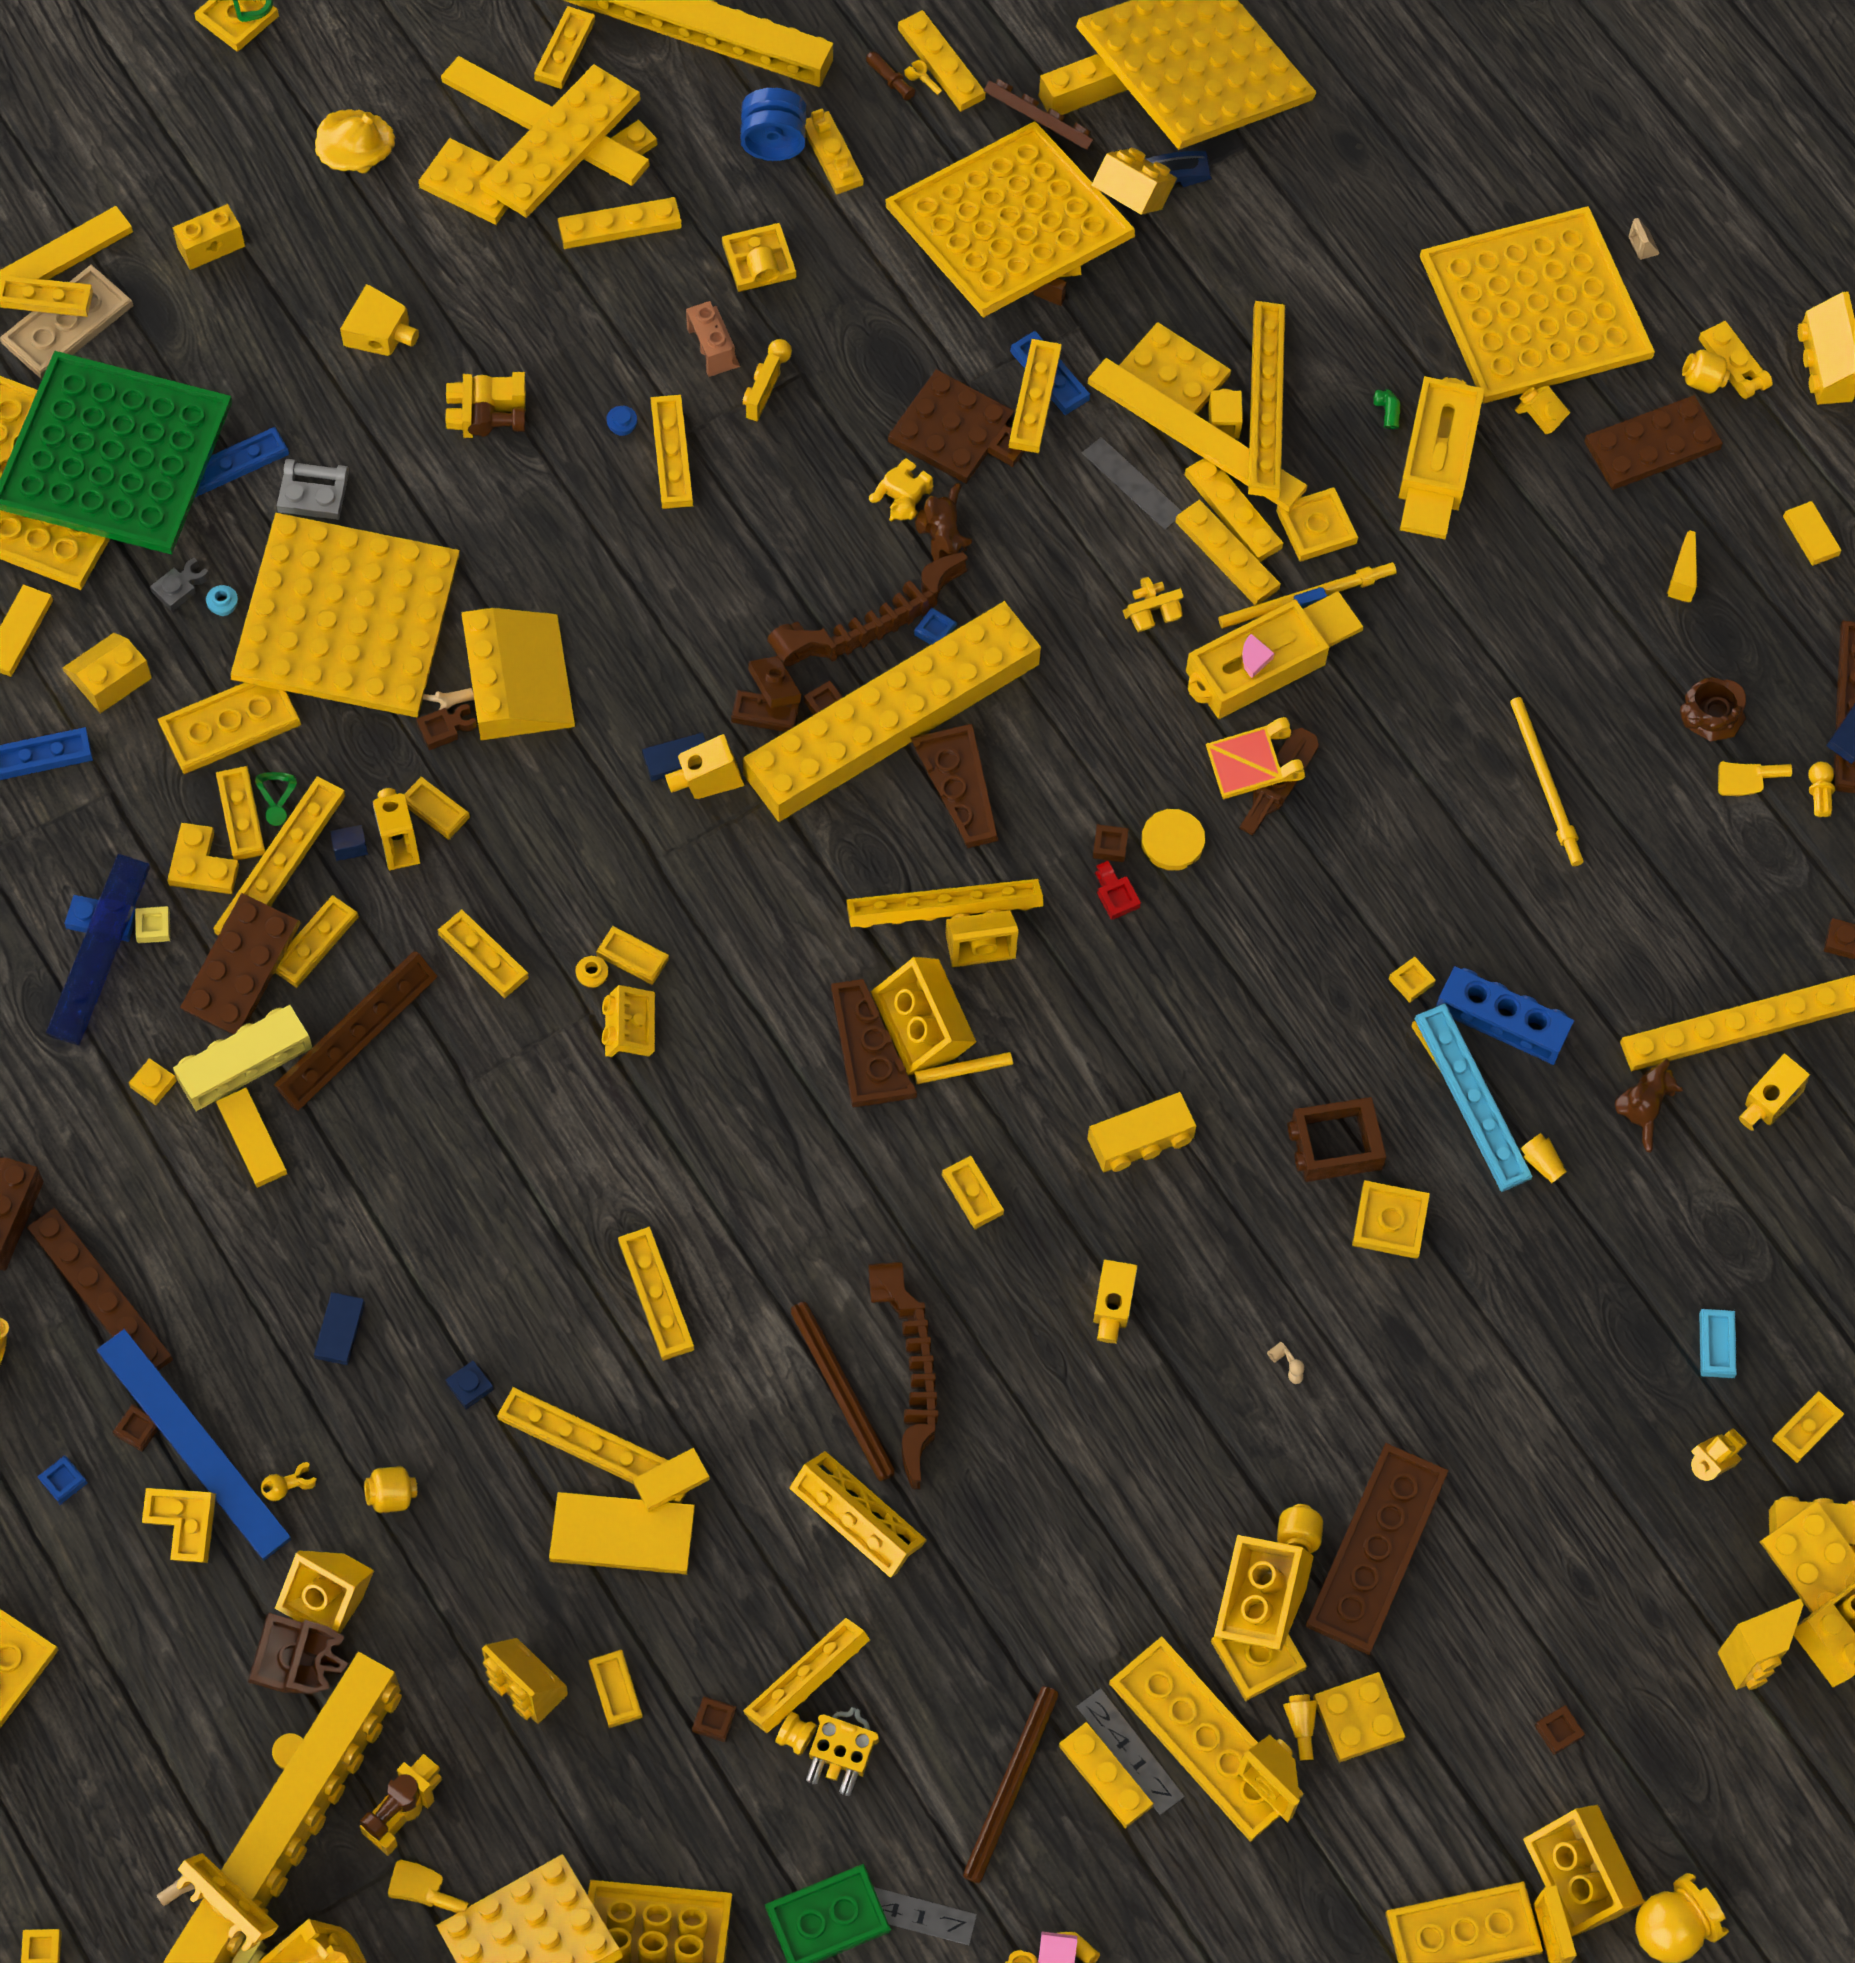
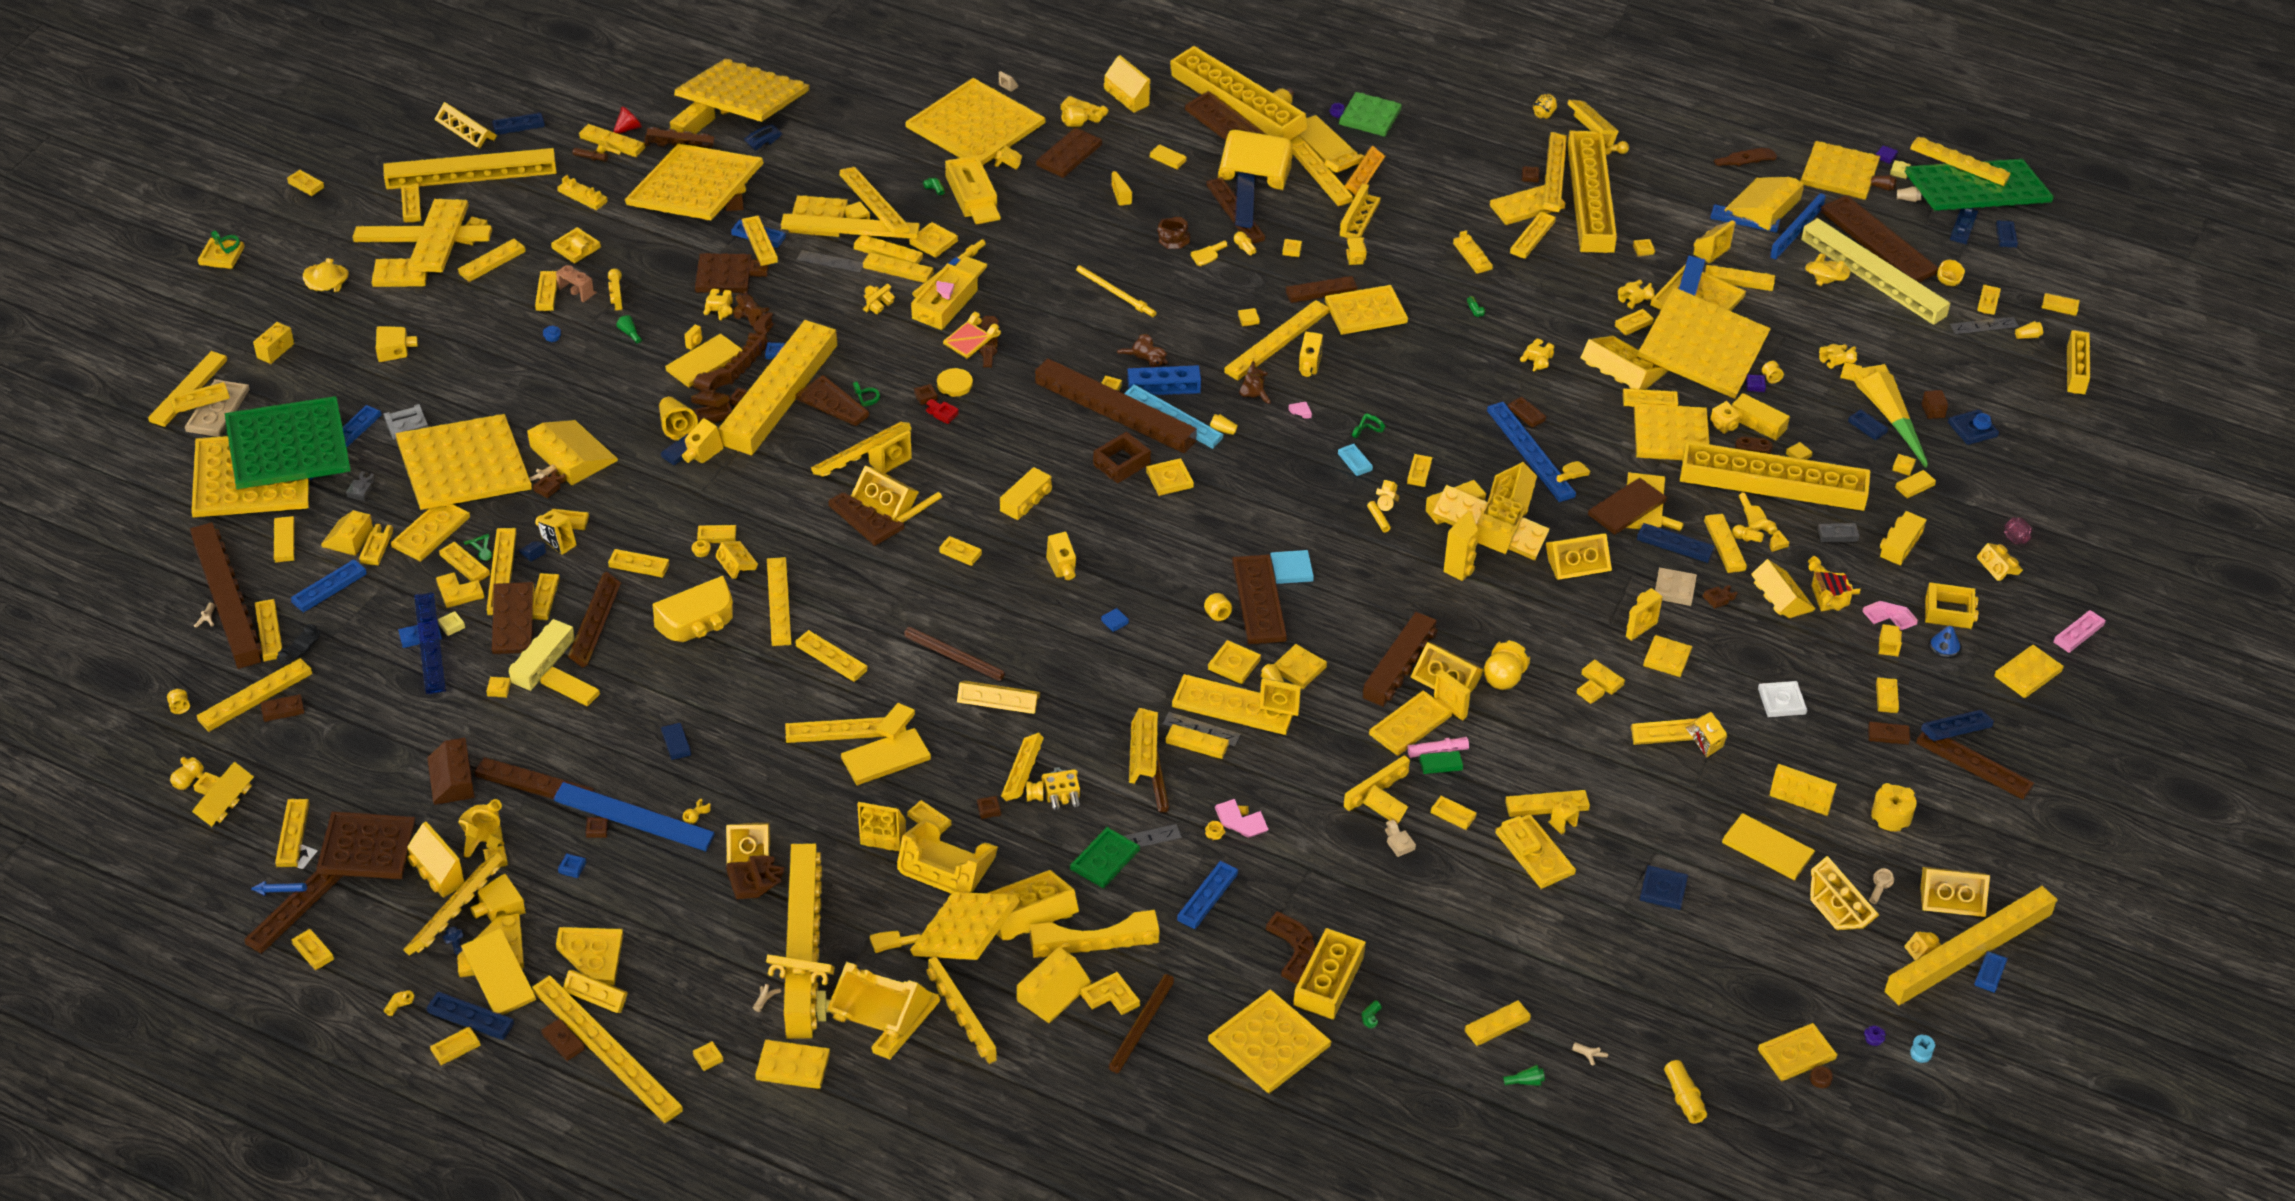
camera: 30 degrees left, 20 degrees down
(134, 712) = (376, 545): none -> yellow hinge
(189, 1514) = (651, 844): yellow plate -> none
(224, 607) = (390, 483): medium azure plate -> none
(285, 1748) = (779, 918): yellow tile -> none
(390, 1489) = (752, 789): yellow head -> none
(402, 1803) = (857, 903): hips -> none
(469, 1385) = (761, 733): dark blue plate -> none
(484, 404) = (474, 352): yellow hips -> none
(501, 1107) = (694, 611): none -> yellow hips
(583, 1787) = (941, 864): none -> yellow windscreen
(645, 1140) = (779, 601): none -> yellow plate
(661, 331) = (546, 291): none -> yellow plate
(671, 451) = (587, 334): yellow plate -> none
(698, 695) = (676, 418): none -> yellow cone
(739, 462) = (626, 325): none -> green cone
(773, 124) = (546, 188): blue wheel -> none
(817, 592) = (702, 359): none -> yellow tile
(824, 540) = (693, 337): none -> yellow plate
(887, 1285) = (1001, 642): reddish brown piece -> none
(982, 35) = (626, 121): none -> red hat
(1008, 808) = (858, 392): none -> green piece
(1012, 1742) = (1143, 744): none -> yellow fence
(1127, 1460) = (1114, 620): none -> blue tile
(1134, 180) = (747, 143): yellow brick -> none
(1263, 1592) = (1218, 630): yellow slope -> none
(1296, 1366) = (1169, 546): tan piece -> none
(1394, 1027) = (1116, 405): none -> reddish brown brick
(1473, 1509) = (1291, 567): none -> medium azure tile
(1512, 935) = (1144, 349): none -> reddish brown animal
(1524, 1799) = (1399, 659): none -> reddish brown brick
(1559, 1730) = (1394, 627): reddish brown plate -> none
(1680, 1484) = (1379, 517): none -> yellow piece
(1693, 1191) = (1300, 409): none -> bright pink tile
(1730, 949) = (1248, 317): none -> yellow tile
(1779, 1277) = (1358, 429): none -> green piece

